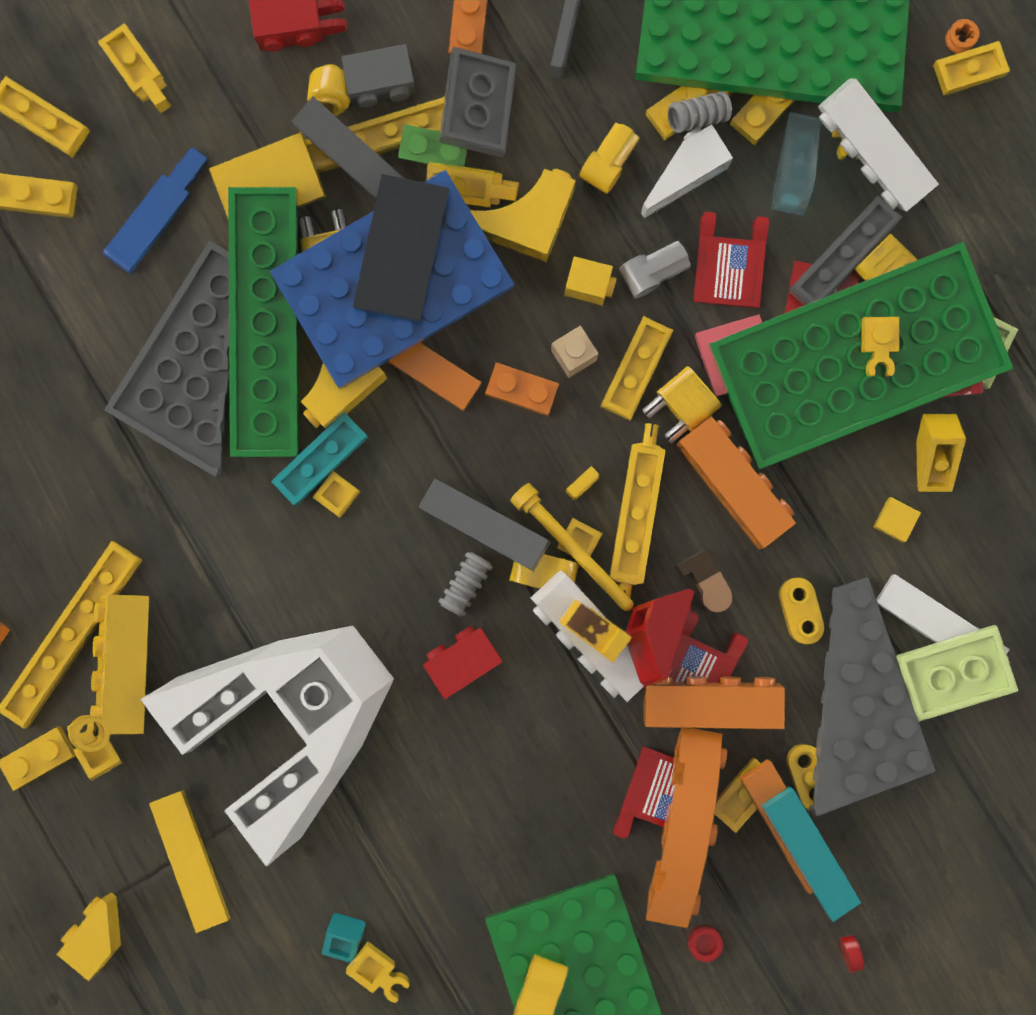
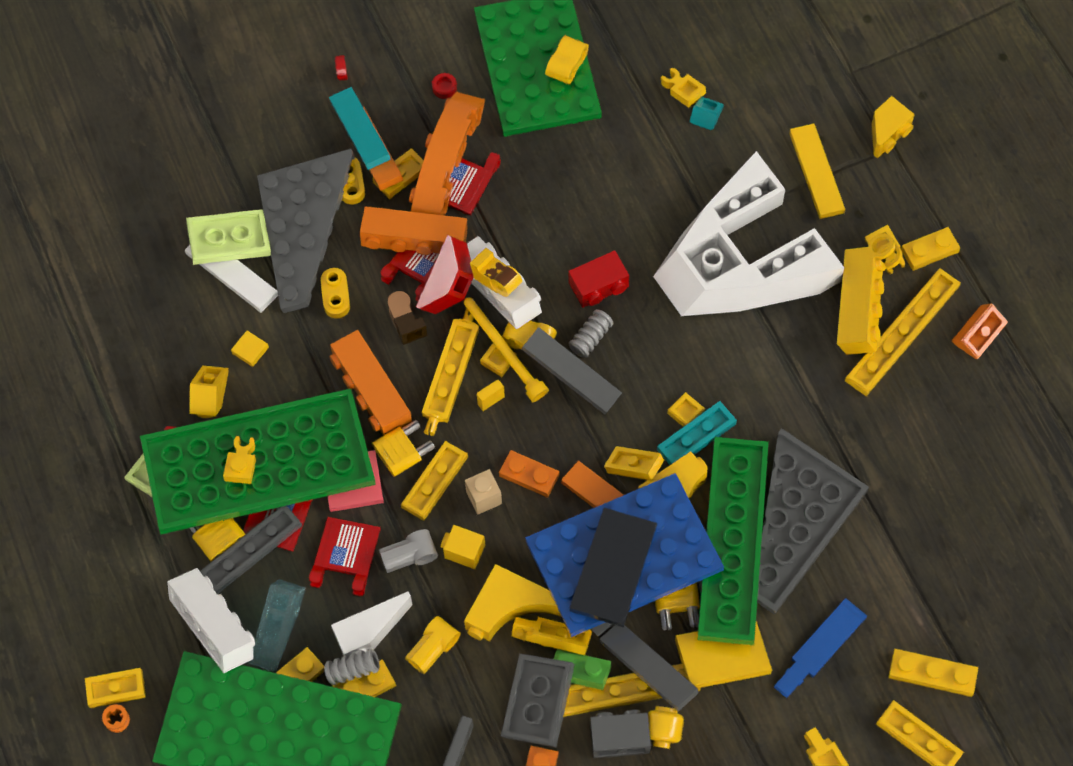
camera: 175 degrees left, 20 degrees down
(393, 407) = (634, 463): none -> yellow plate

